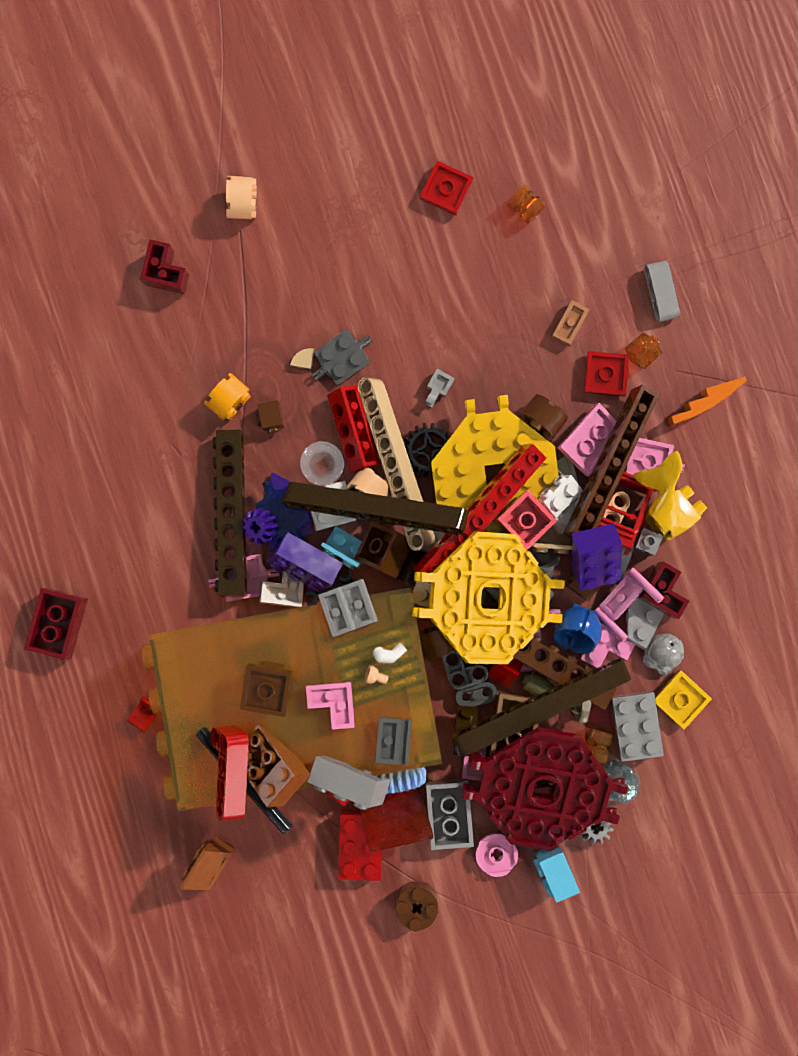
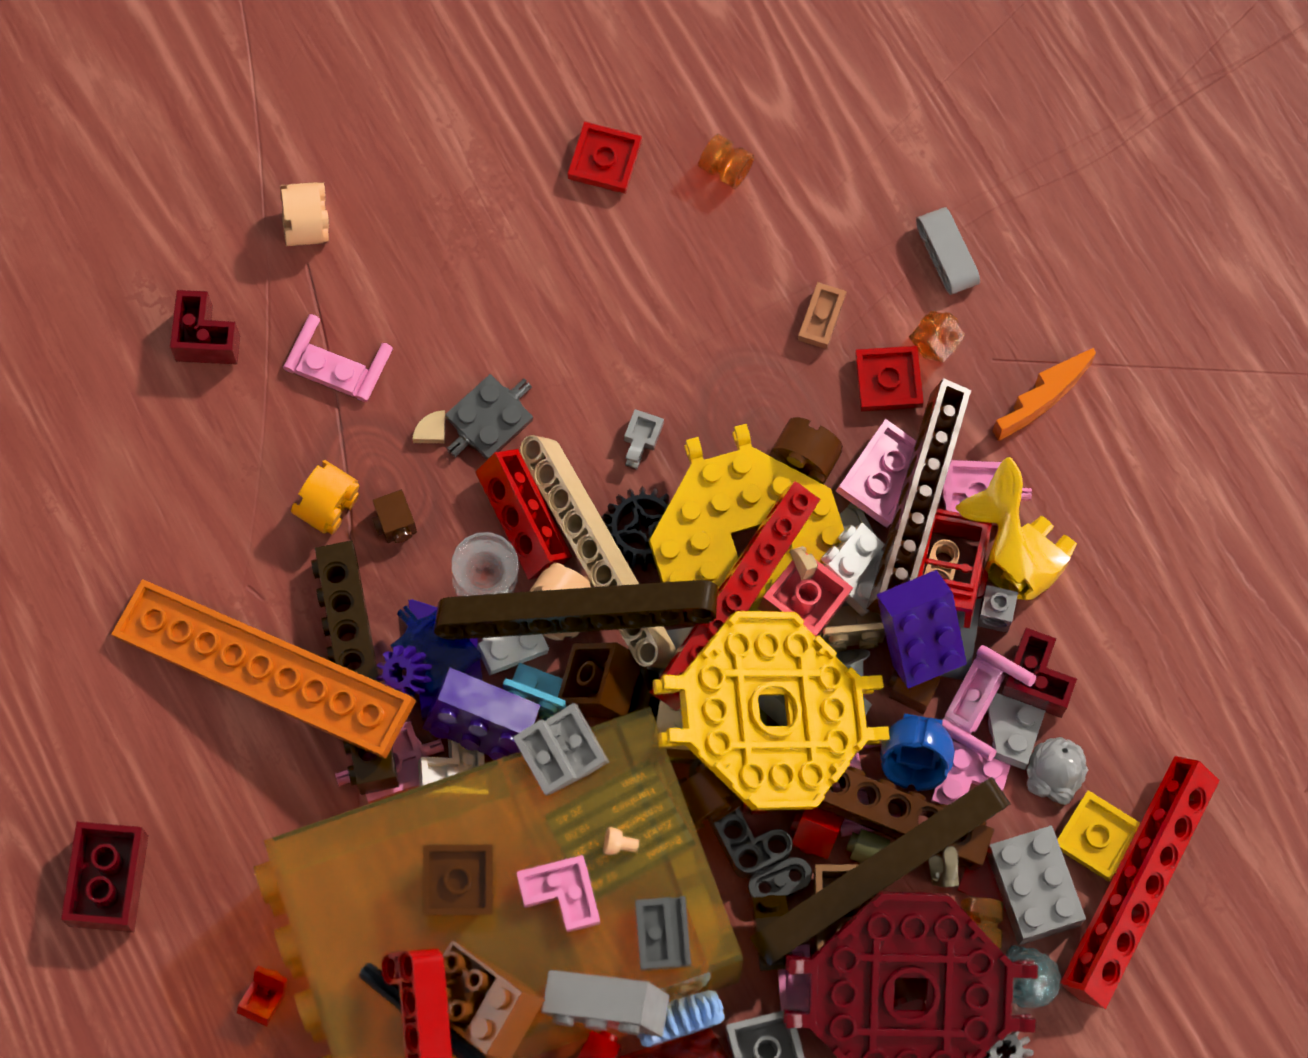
camera: 15 degrees left, 15 degrees down
(172, 507) = (264, 668): none -> orange plate
(245, 307) = (333, 369): none -> bright pink plate
(389, 656) = (634, 809): white arm -> none
(528, 503) = (804, 563): none -> tan tile
(702, 734) = (1139, 882): none -> red brick

